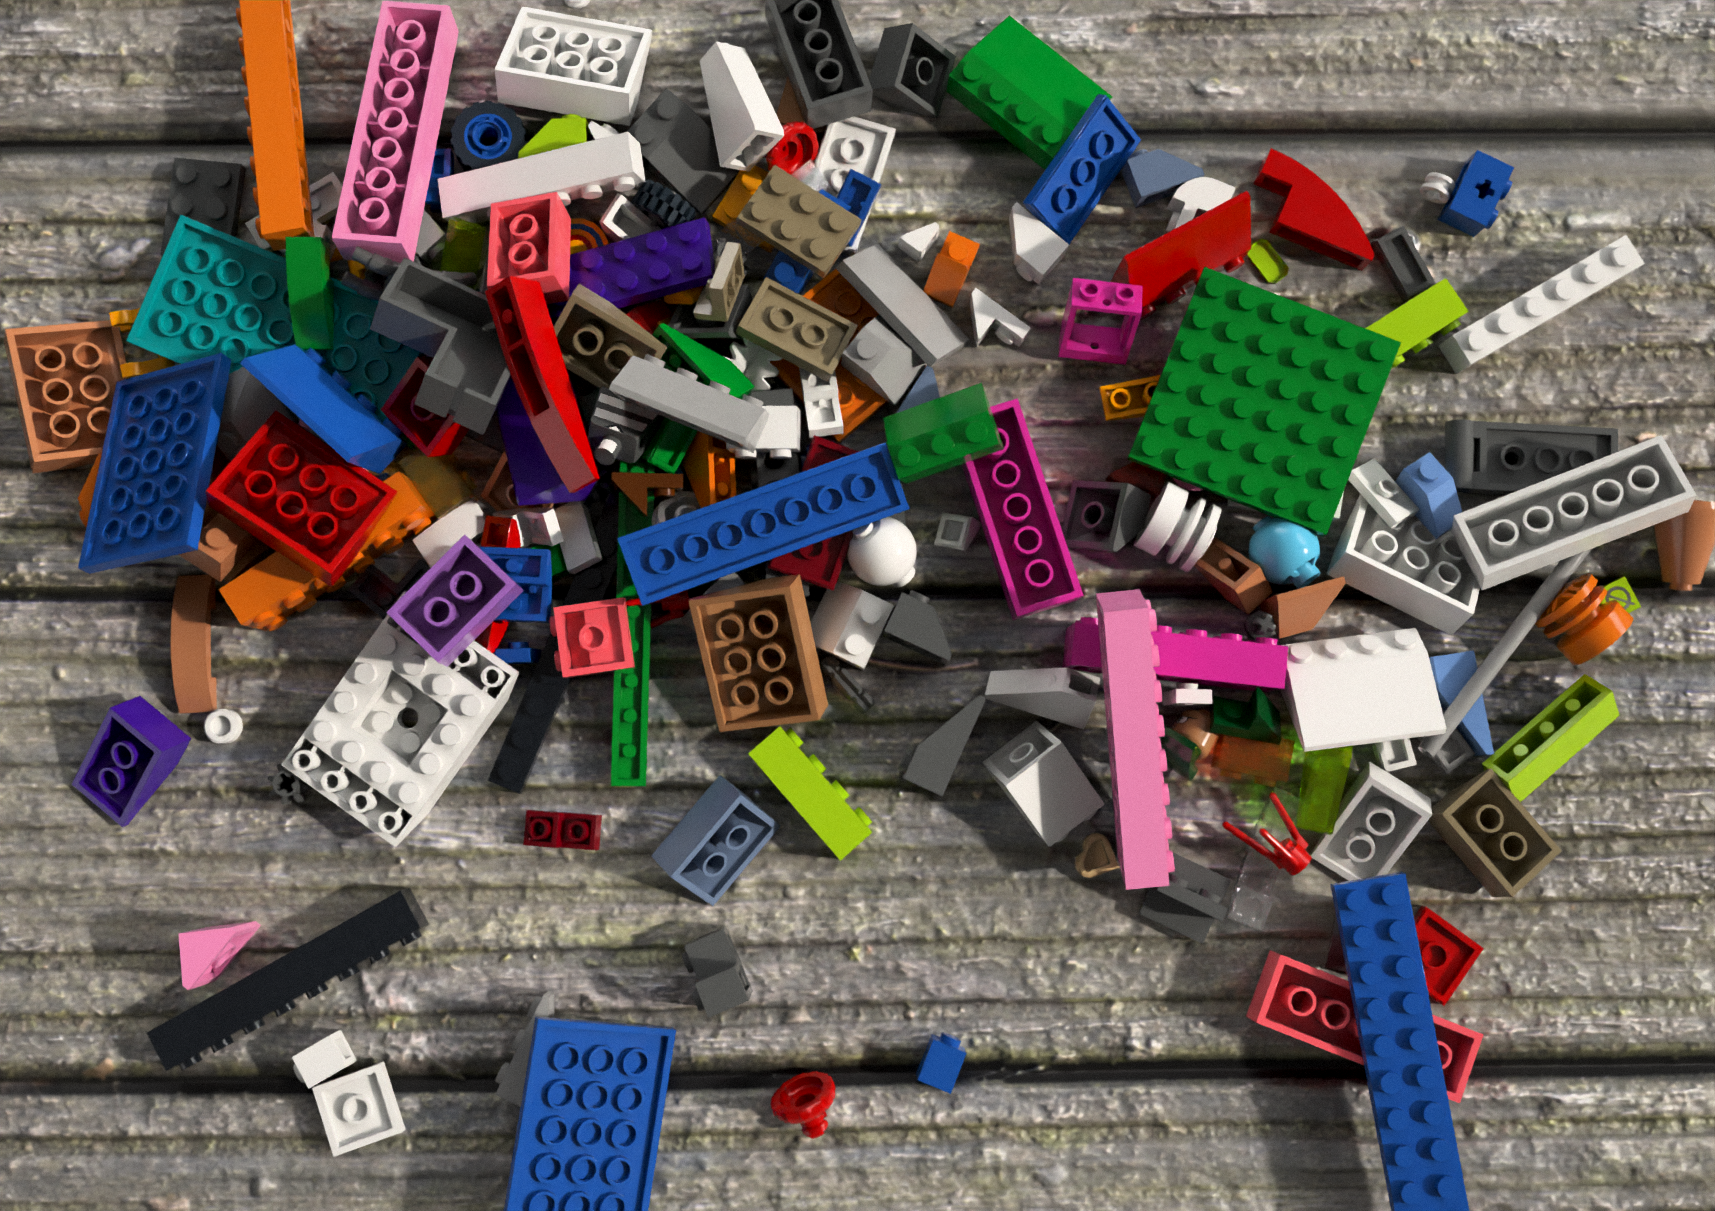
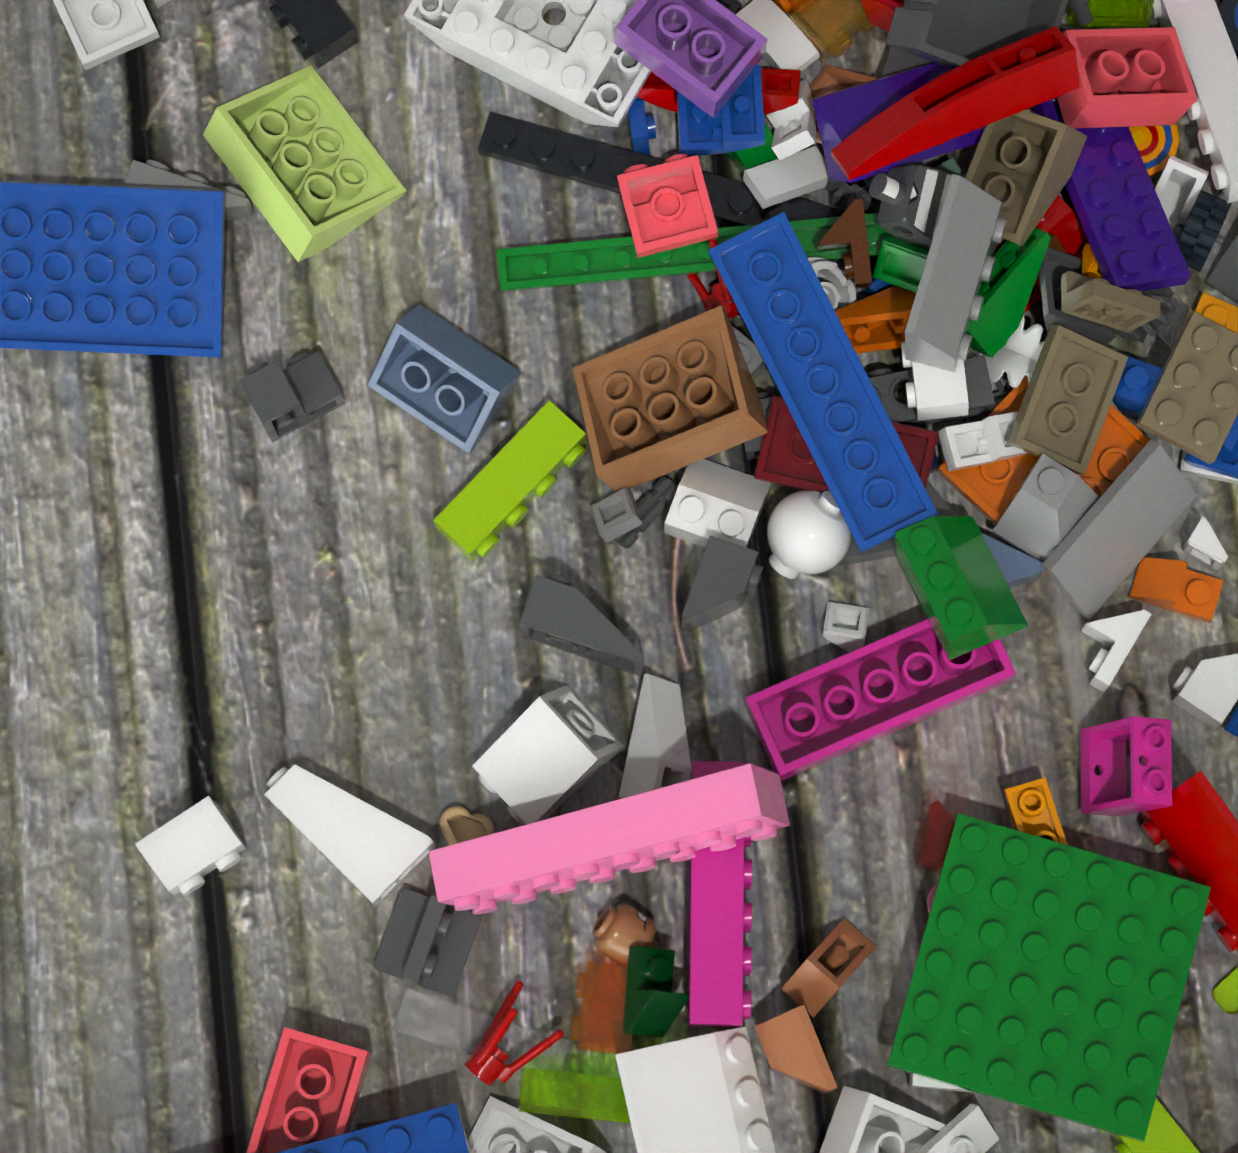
camera: 90 degrees right, 5 degrees down
(511, 945) = (302, 161): none -> yellowish green slope
(562, 830) = (440, 203): dark red slope -> none
(805, 1101) = (149, 510): red hair -> none
(848, 707) = (616, 515): none -> light grey tile
(941, 1062) = (207, 665): blue brick -> none
(1092, 953) = (355, 836): none -> white slope
(1095, 1086) = (192, 847): none -> white slope
(1104, 515) = (885, 801): dark grey slope -> none
(1178, 527) = (880, 887): white wheel -> none
(1180, 753) = (600, 911): dark green slope -> none
(1187, 695) = (672, 916): white plate -> none
(1259, 624) = (769, 1001): dark grey axle -> none
(1285, 552) = (861, 1024): medium azure brick -> none

